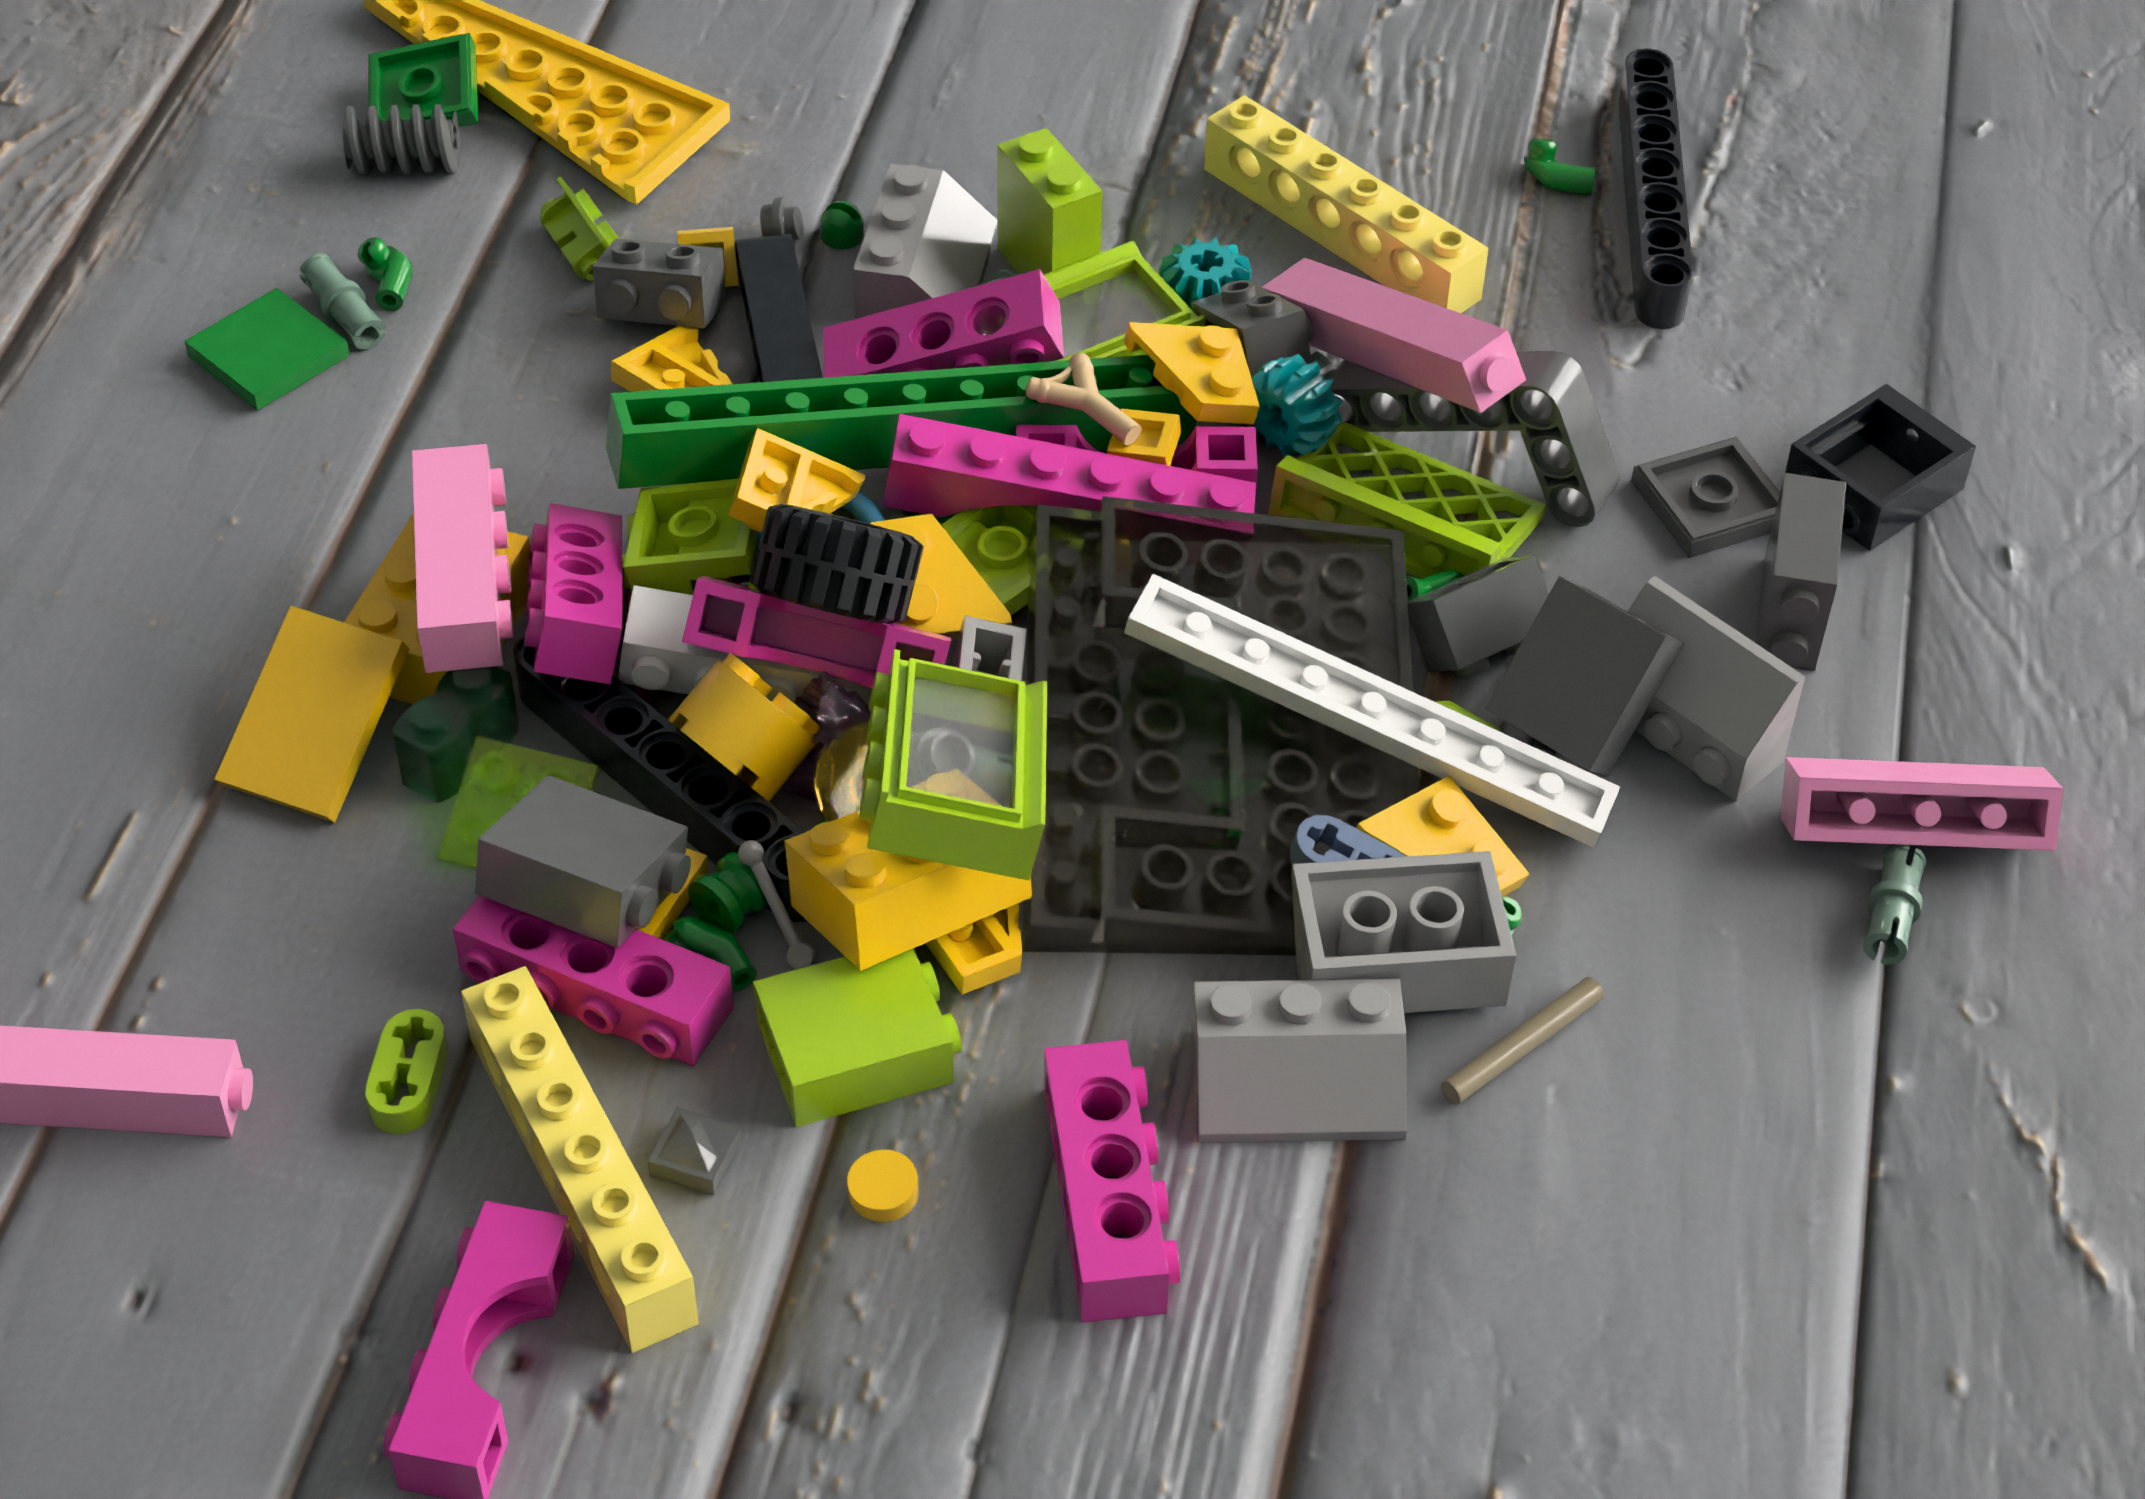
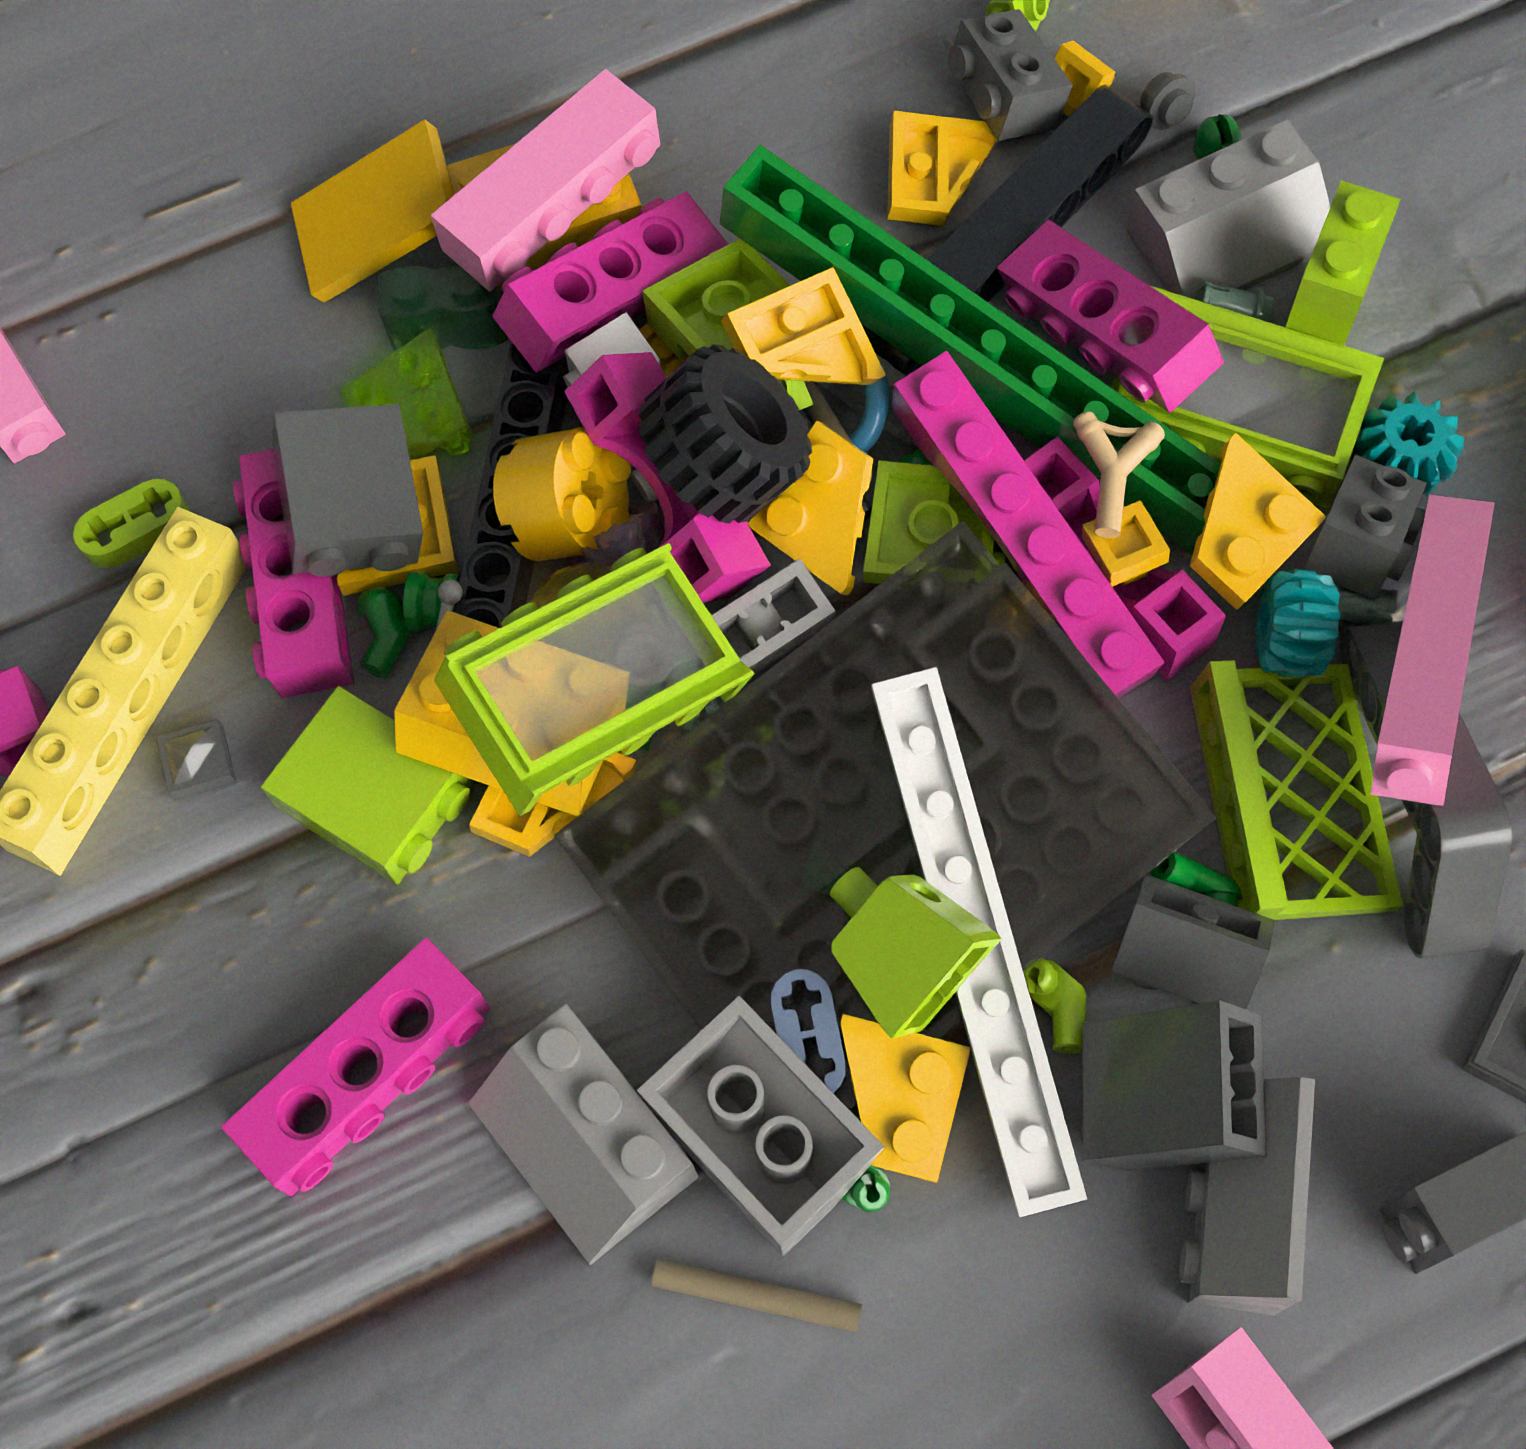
camera: 60 degrees right, 20 degrees up
(883, 1185) = (257, 909): yellow tile -> none
(1348, 736) = (906, 947): none -> lime torso

